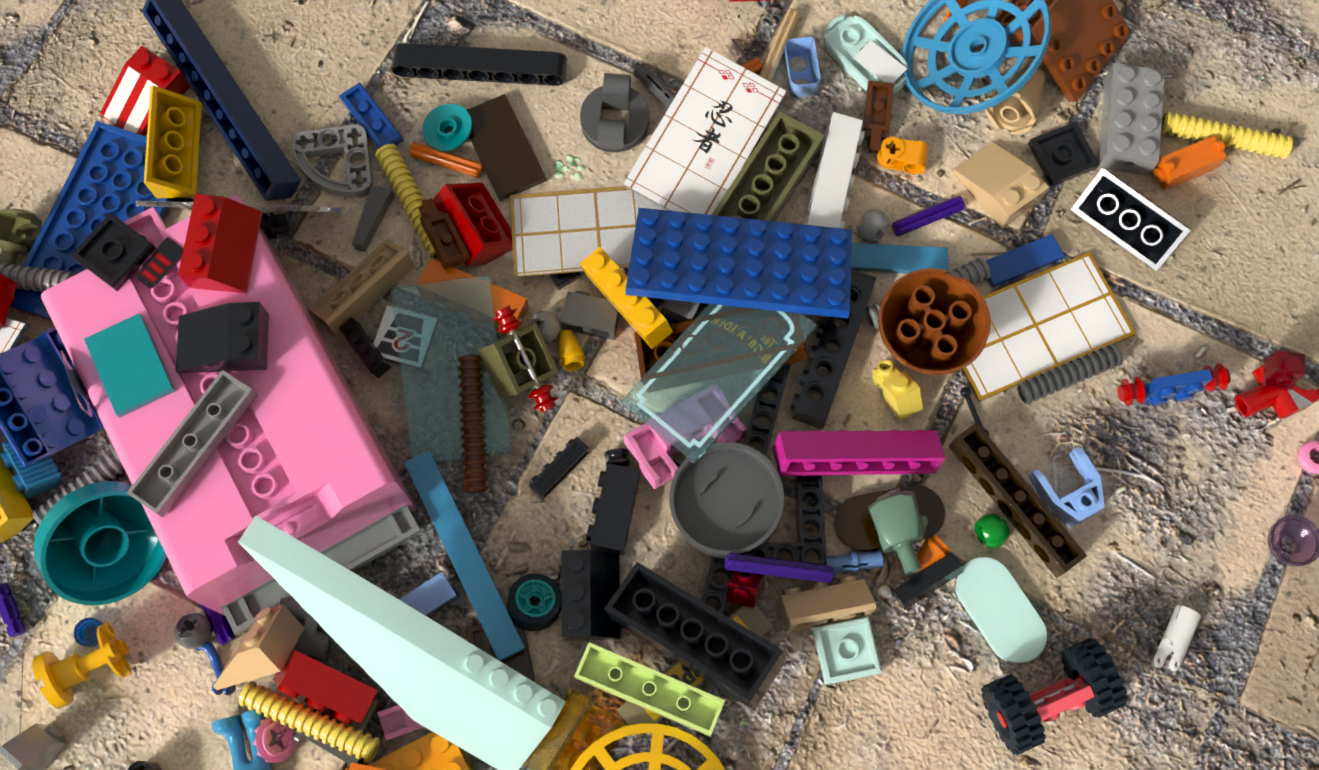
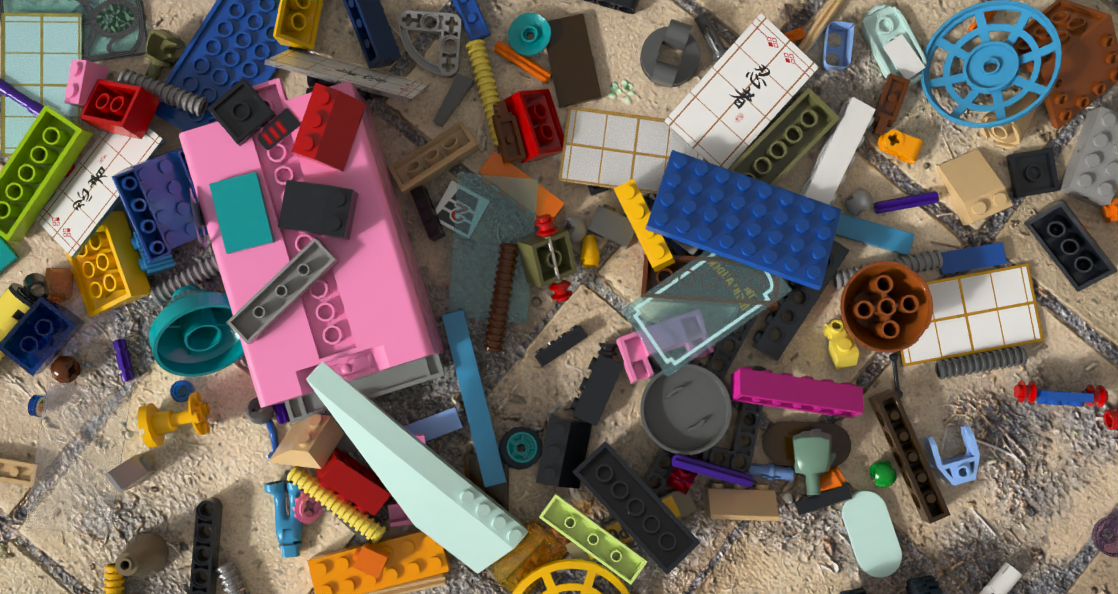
camera: 10 degrees right, 15 degrees up
(846, 650) = (747, 540): light aqua plate -> none

